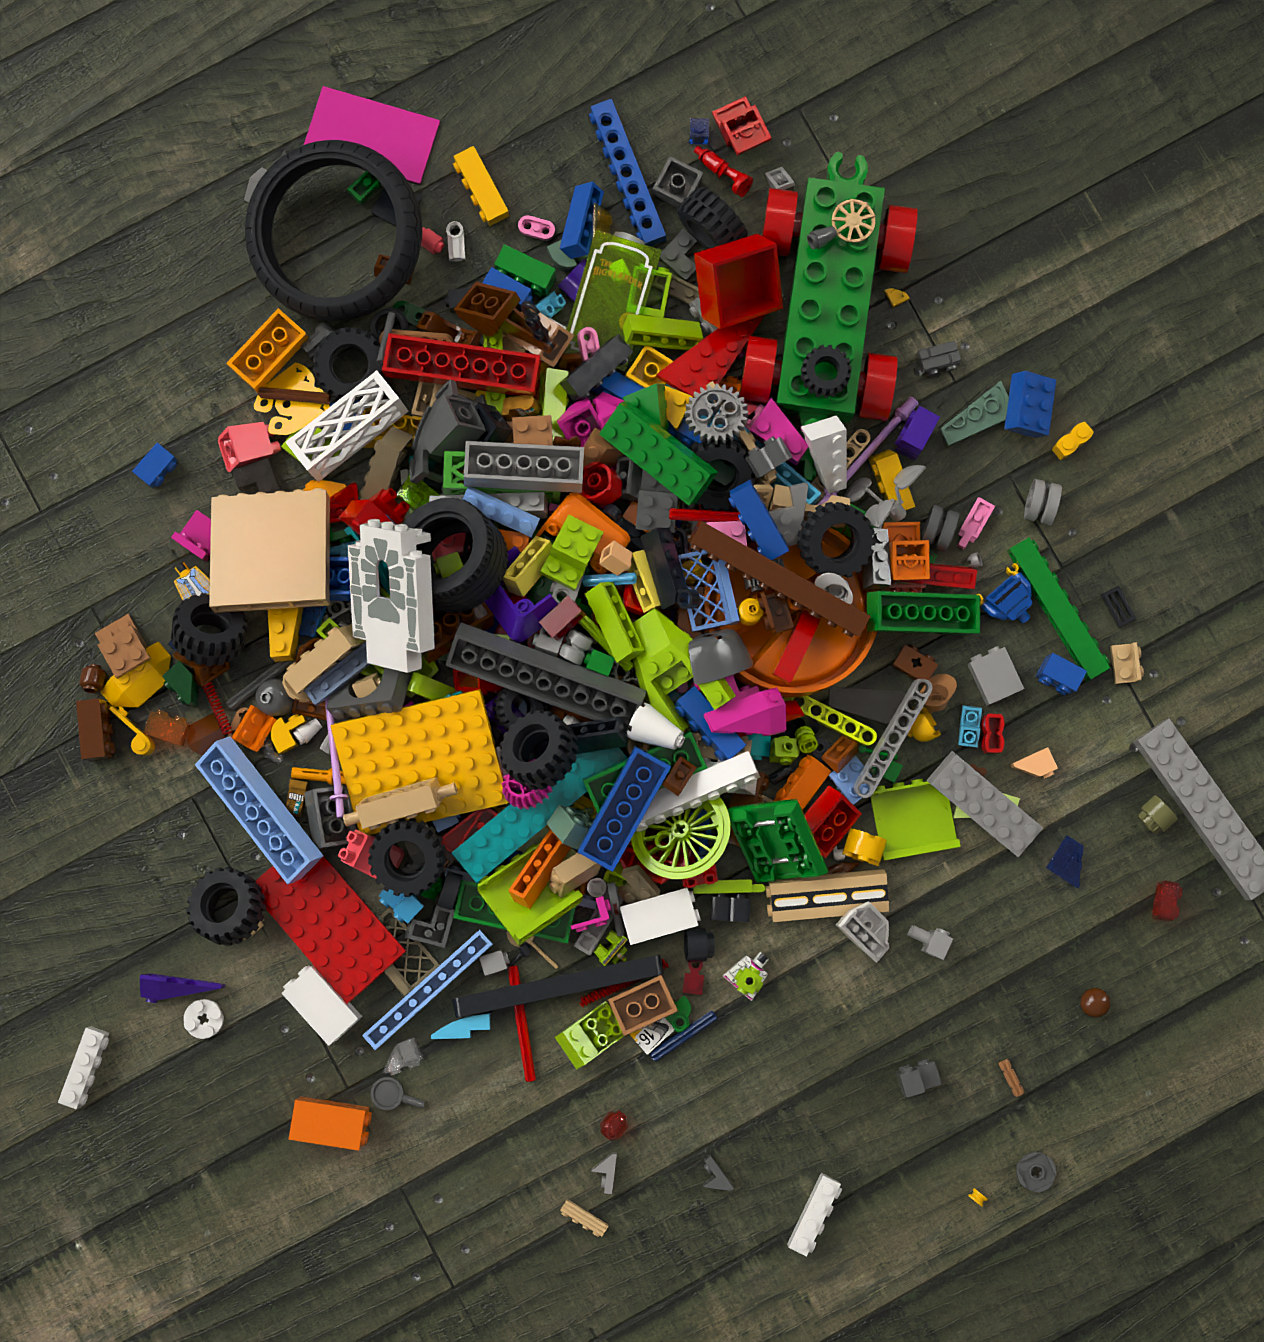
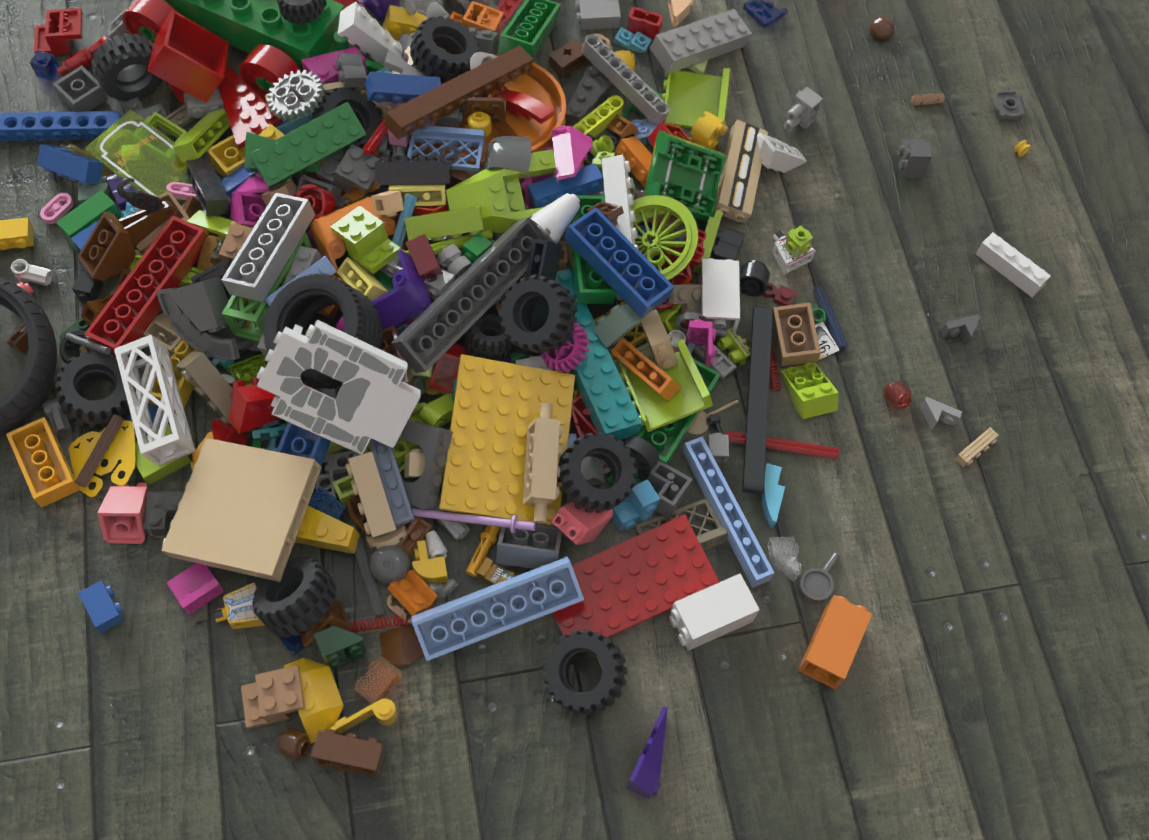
camera: 75 degrees left, 20 degrees down
(192, 1021) = (680, 743): white plate -> none

